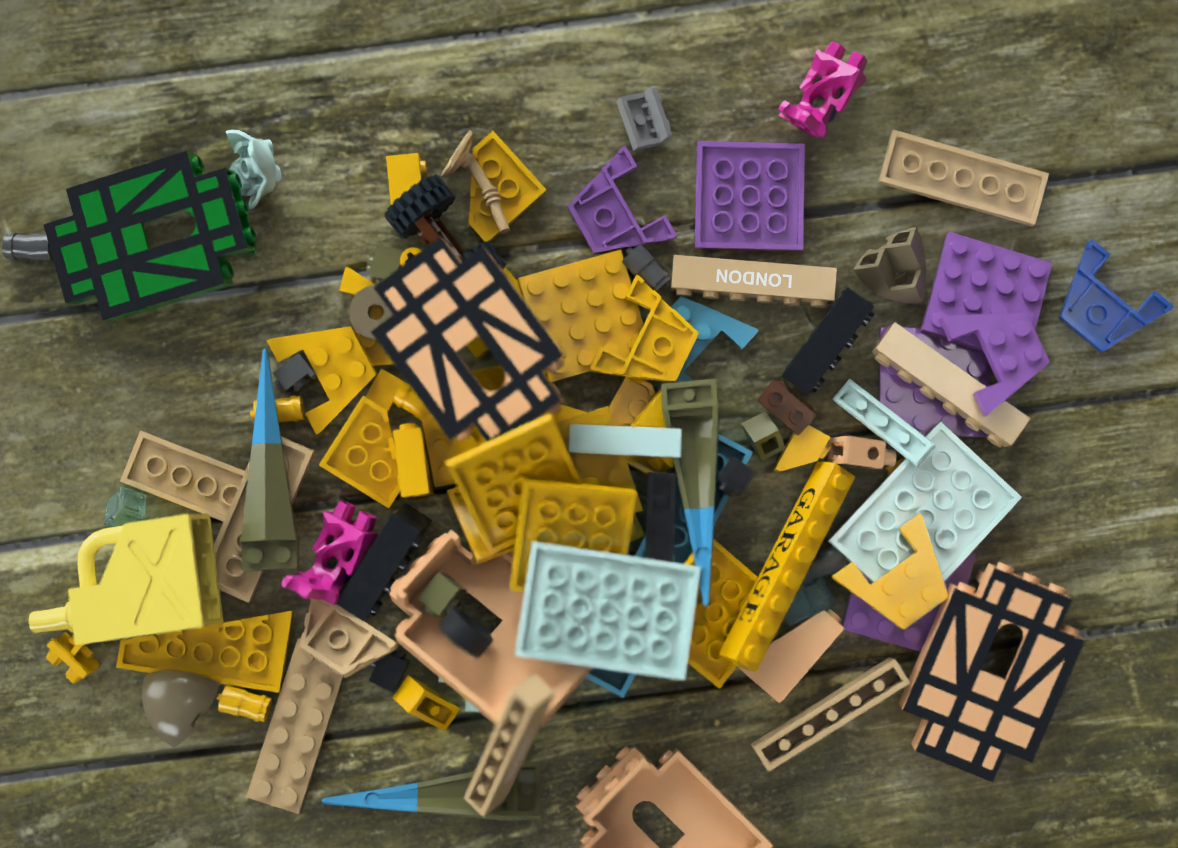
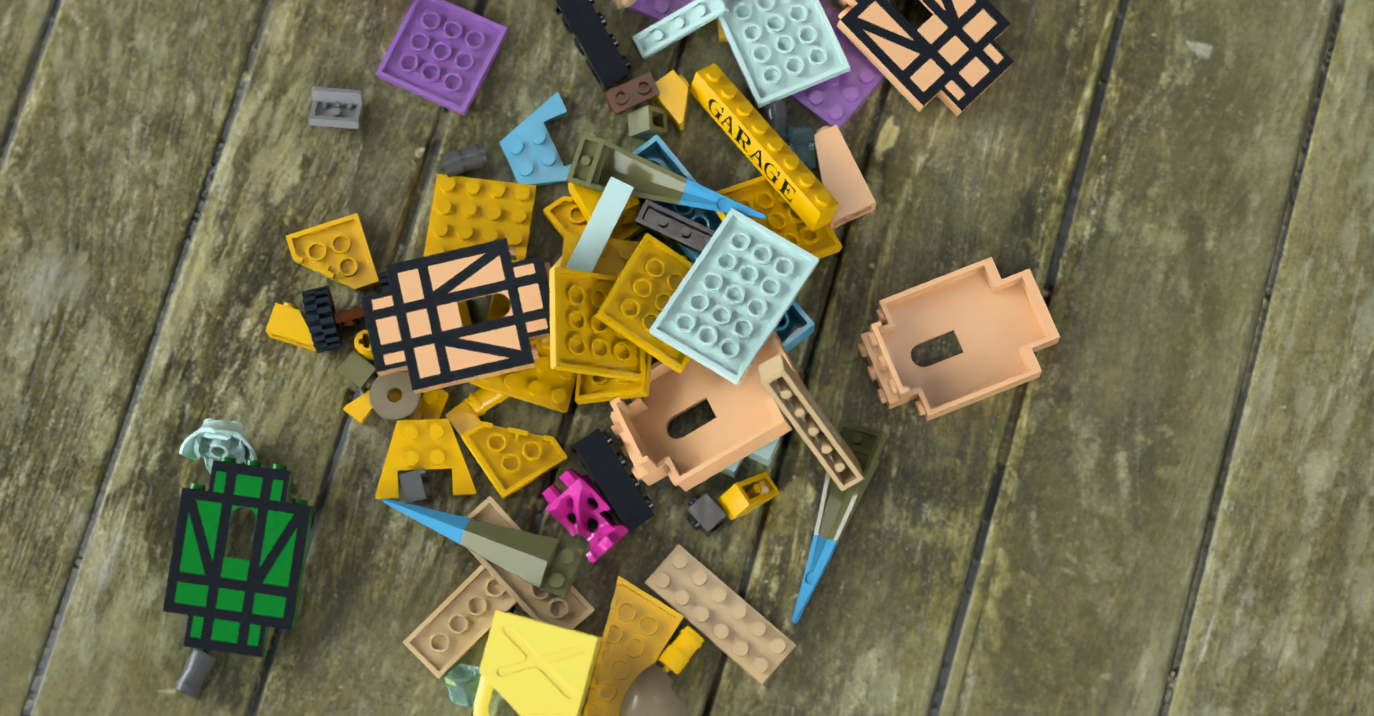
camera: 60 degrees left, 10 degrees down
(287, 408) = (445, 503): yellow piece -> none
(342, 639) = (660, 540): tan wing -> none
(413, 461) = (537, 416): yellow brick -> none
(441, 595) = (662, 434): olive brick -> none
(463, 158) = (295, 270): tan dish -> none
(465, 632) = (700, 421): black tyre -> none
(607, 218) = (403, 175): medium lavender wing -> none
(659, 346) = (533, 172): yellow wing -> none
(734, 477) = (670, 152): black brick -> none
(753, 280) = (513, 79): tan brick -> none
(830, 713) = (902, 167): tan brick -> none
(860, 453) = (697, 51): light nougat torso -> none
(906, 589) = (824, 56): yellow wing -> none

